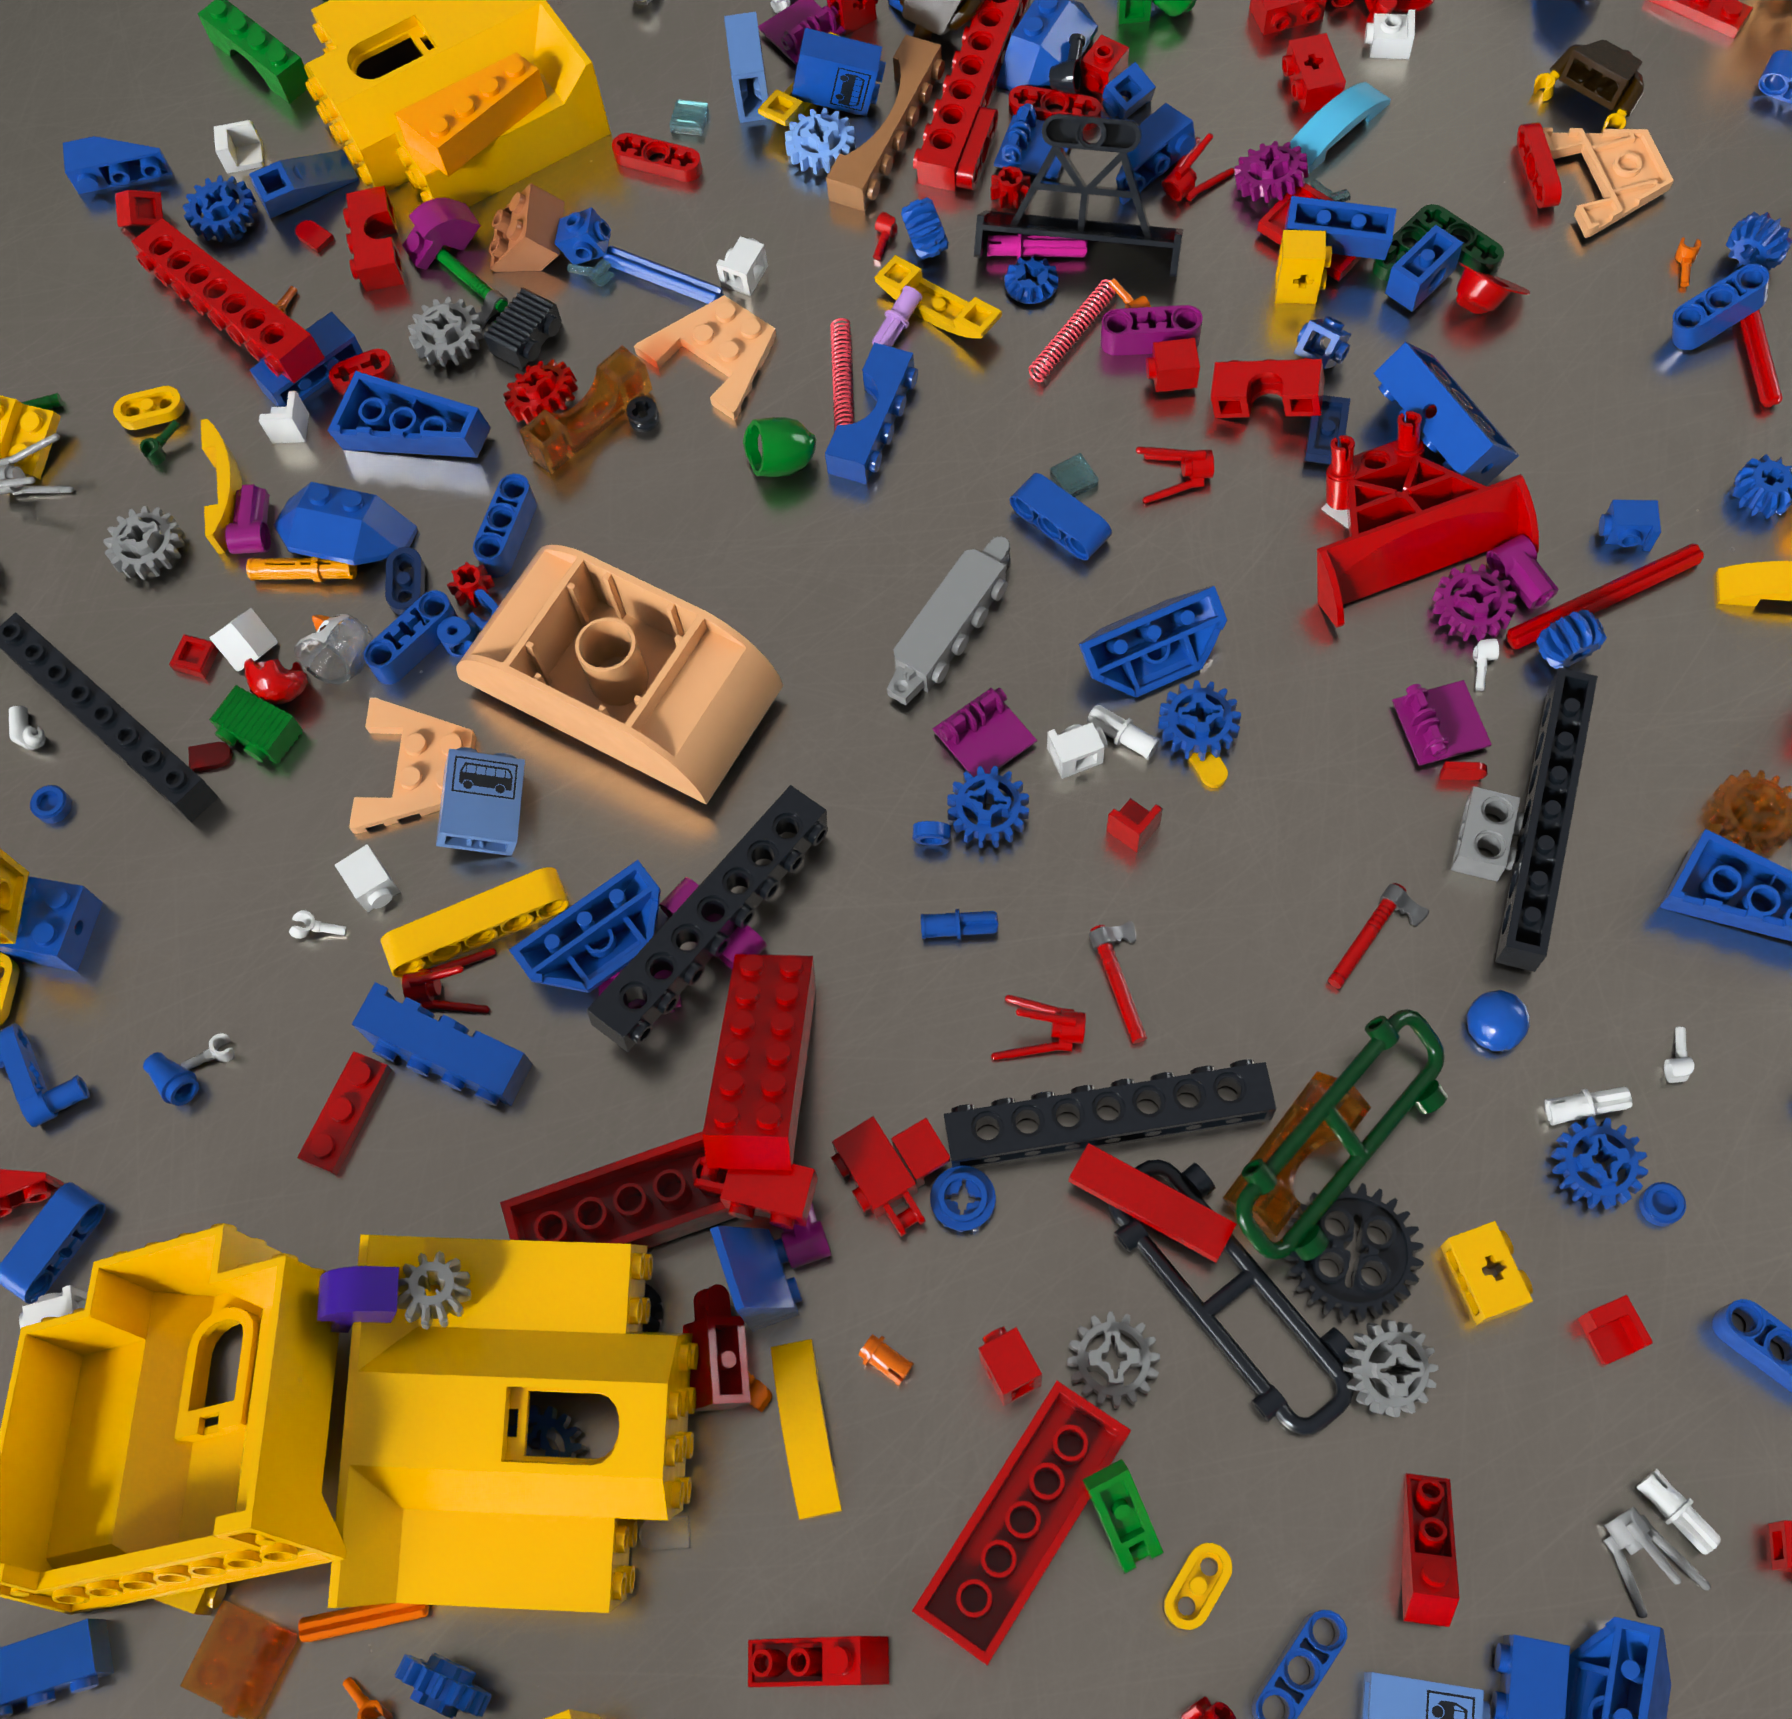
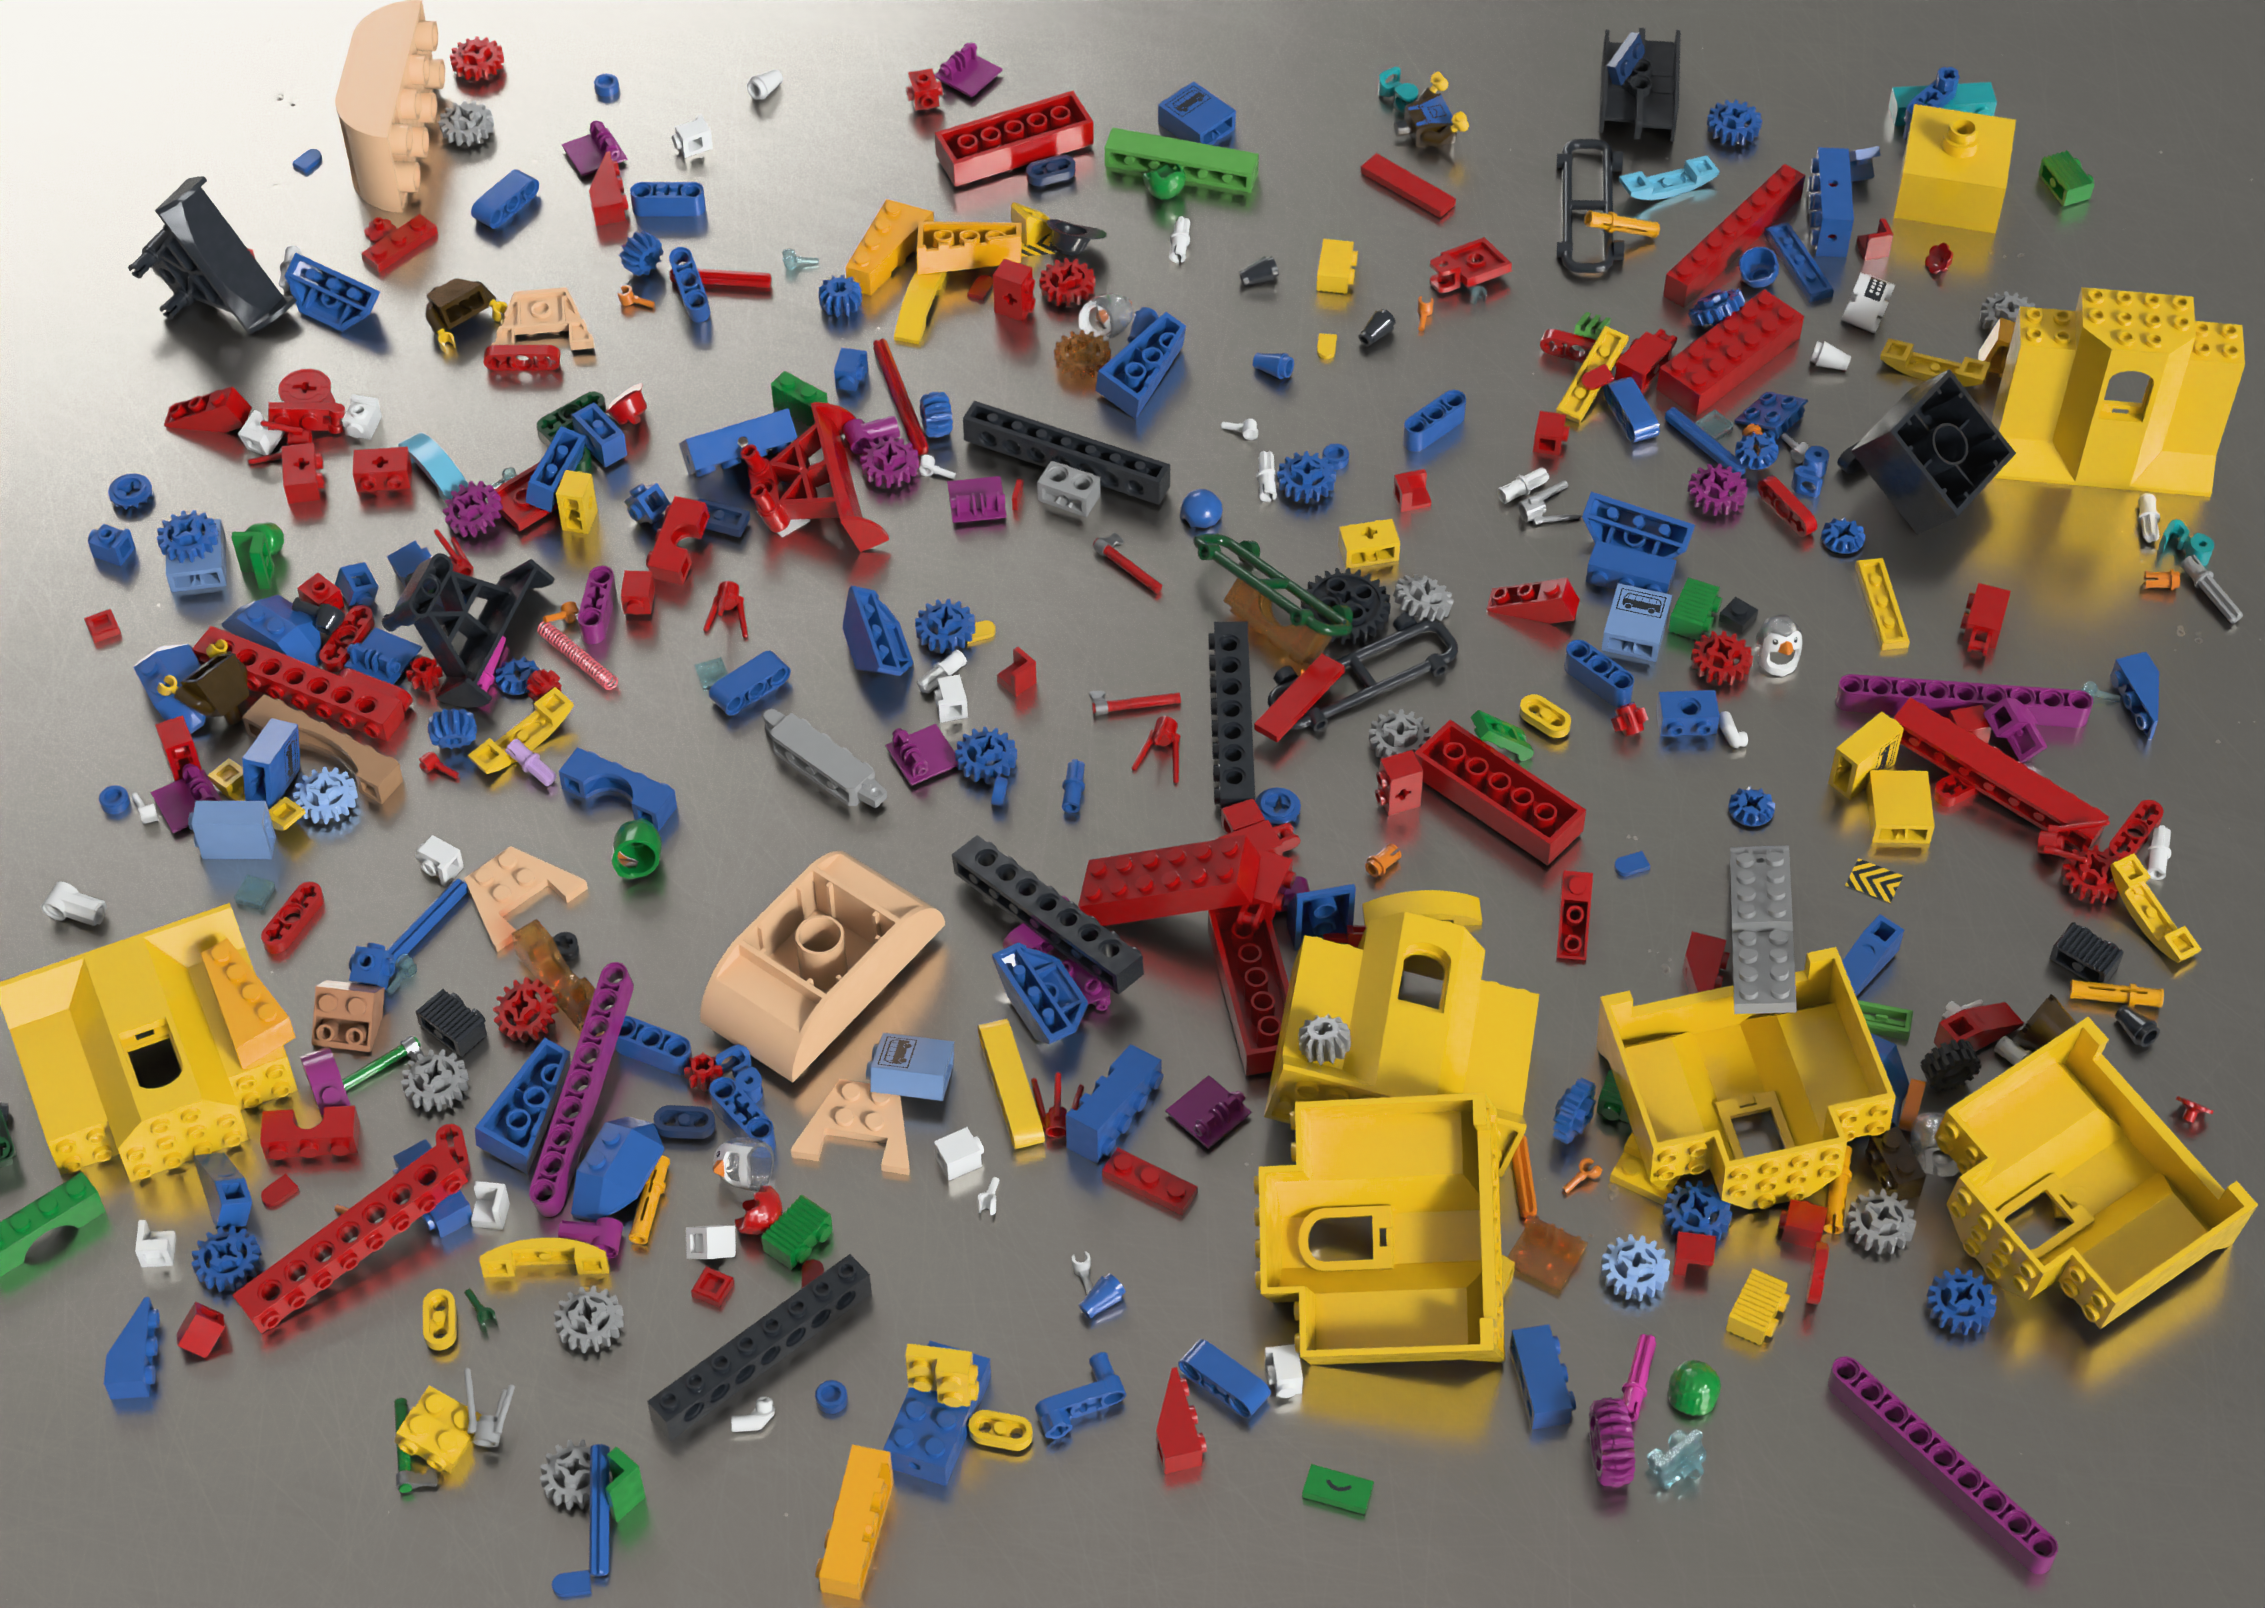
camera: 90 degrees left, 15 degrees down
(357, 1296) = (1327, 1068): dark purple brick -> none
(427, 462) = (585, 1100): none -> magenta beam
(450, 1171) = (1209, 1111): none -> magenta hinge
(844, 416) = (523, 801): coral piece -> none
(1013, 302) = (542, 682): none -> red gear
(1557, 472) = (796, 395): none -> green brick

